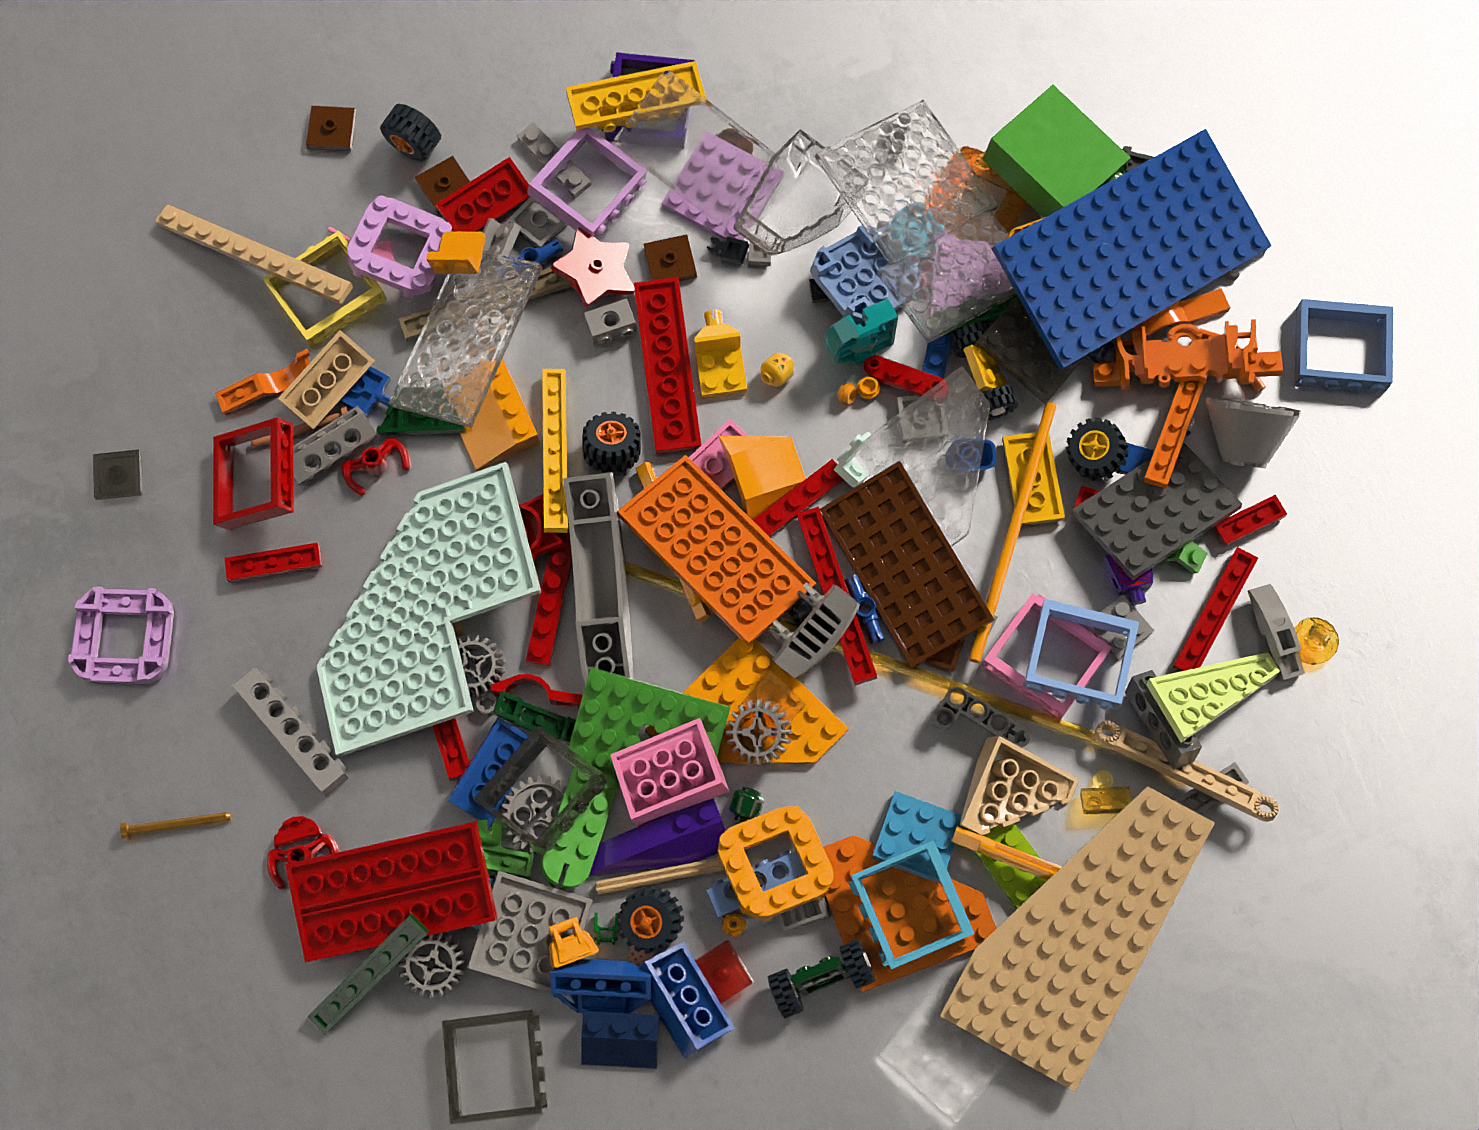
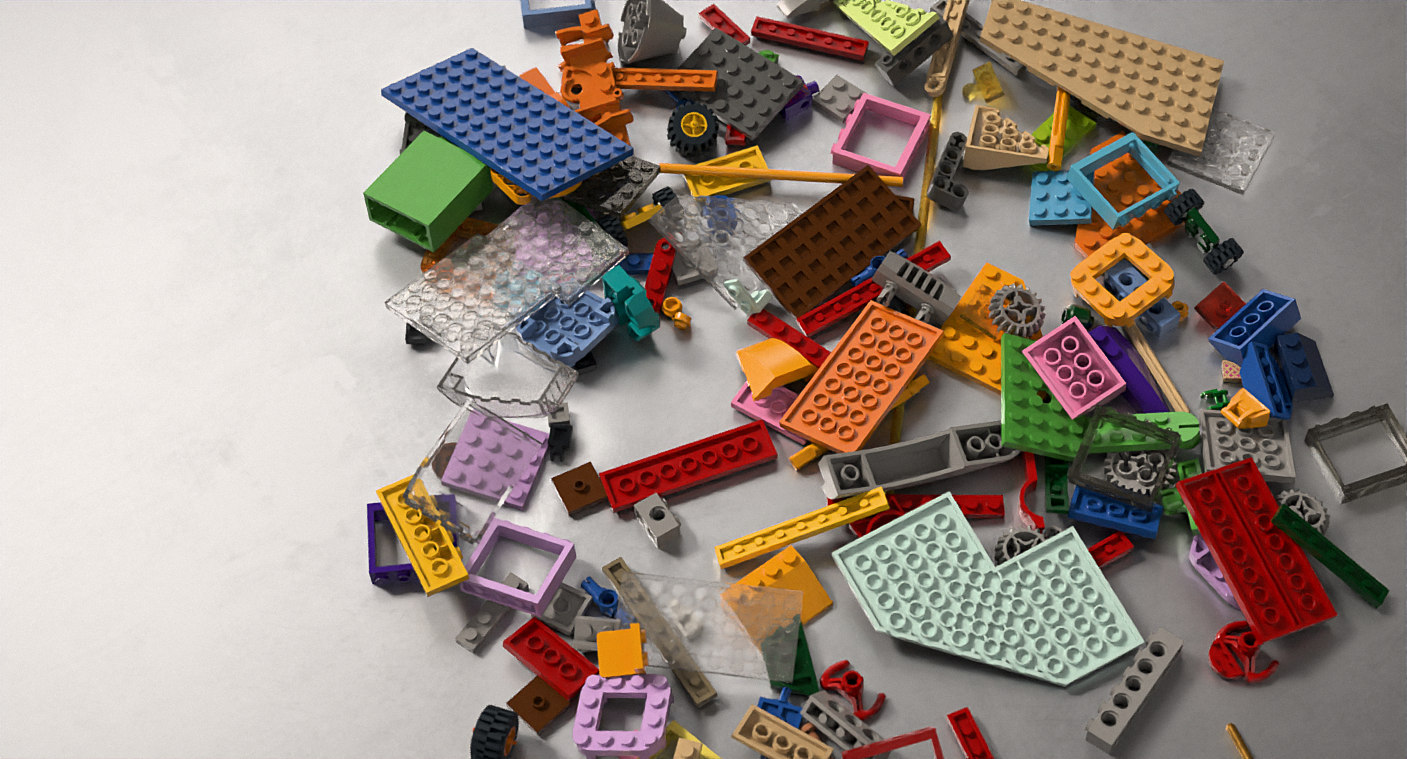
camera: 100 degrees left, 15 degrees down
(595, 268) = (607, 540): plate -> none
(611, 442) = (781, 485): black wheel -> none
(650, 919) = (1200, 361): black wheel -> none
(719, 358) = (672, 425): yellow plate -> none
(777, 369) = (673, 376): yellow head -> none
(1089, 618) = (880, 135): light blue window -> none

